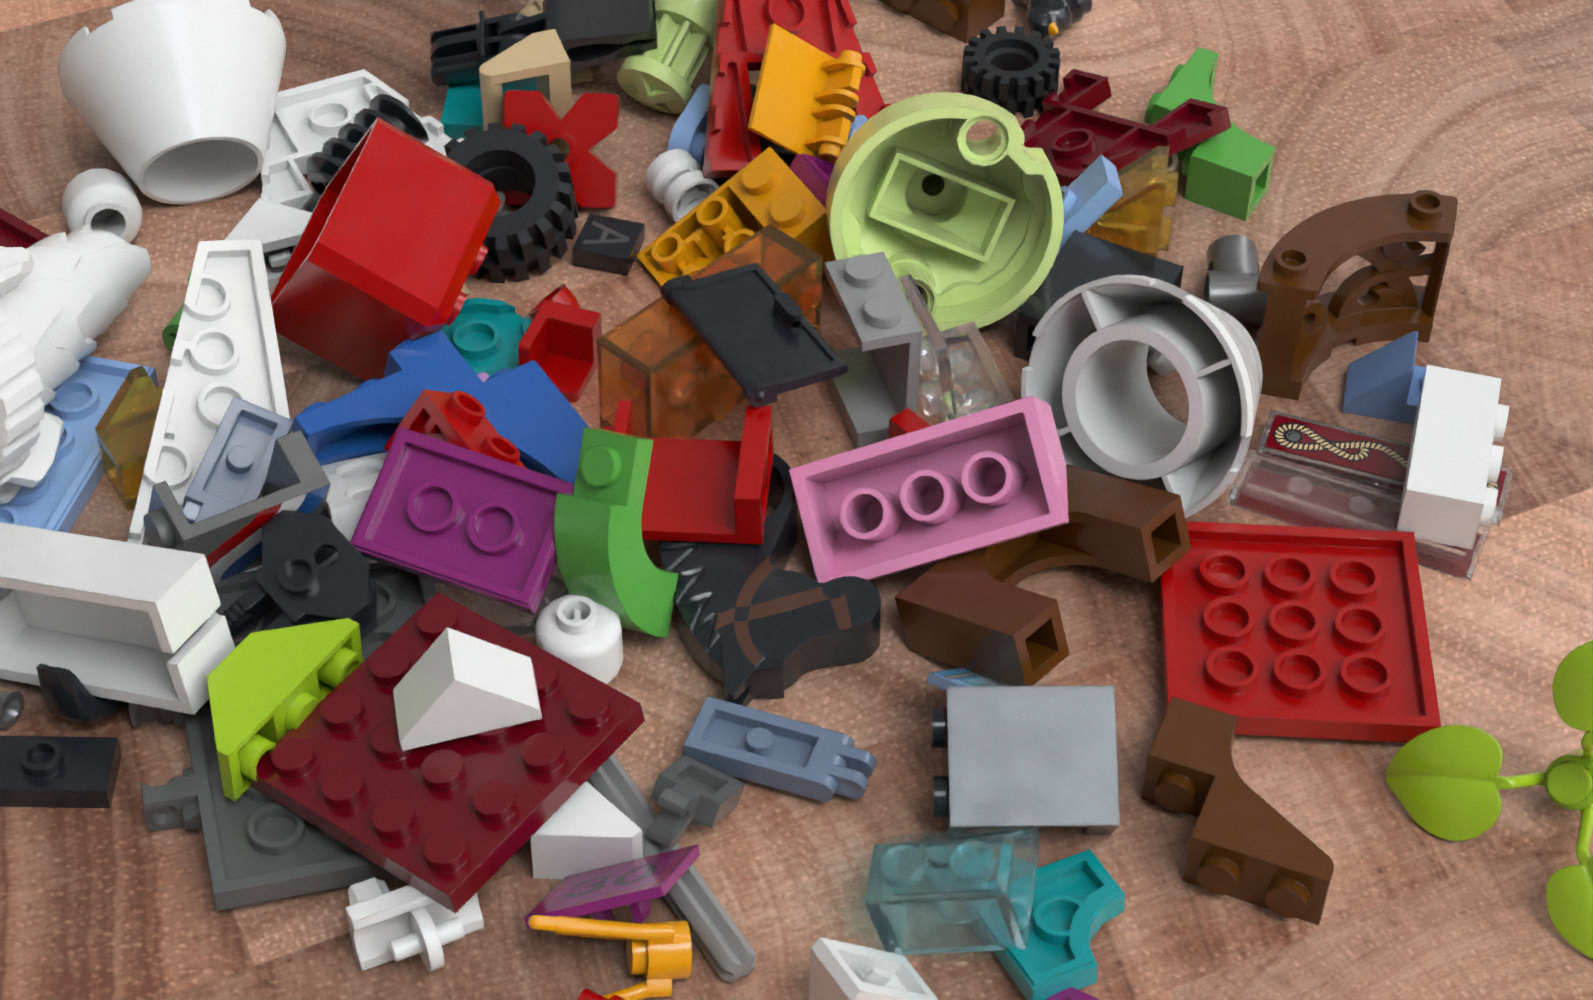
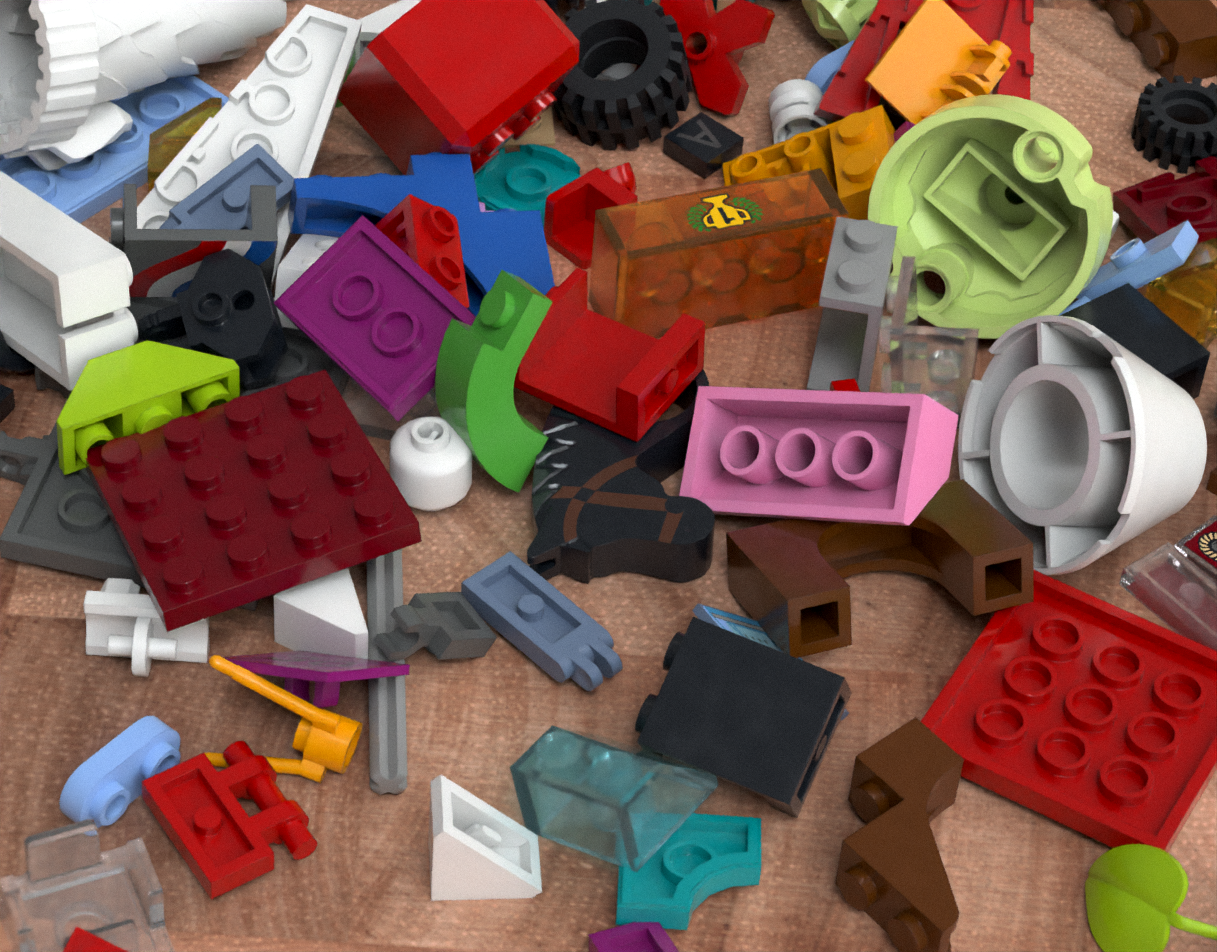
camera: 25 degrees right, 0 degrees up
(464, 690) = (278, 452): white slope -> none
(754, 331) = (734, 253): black door -> none

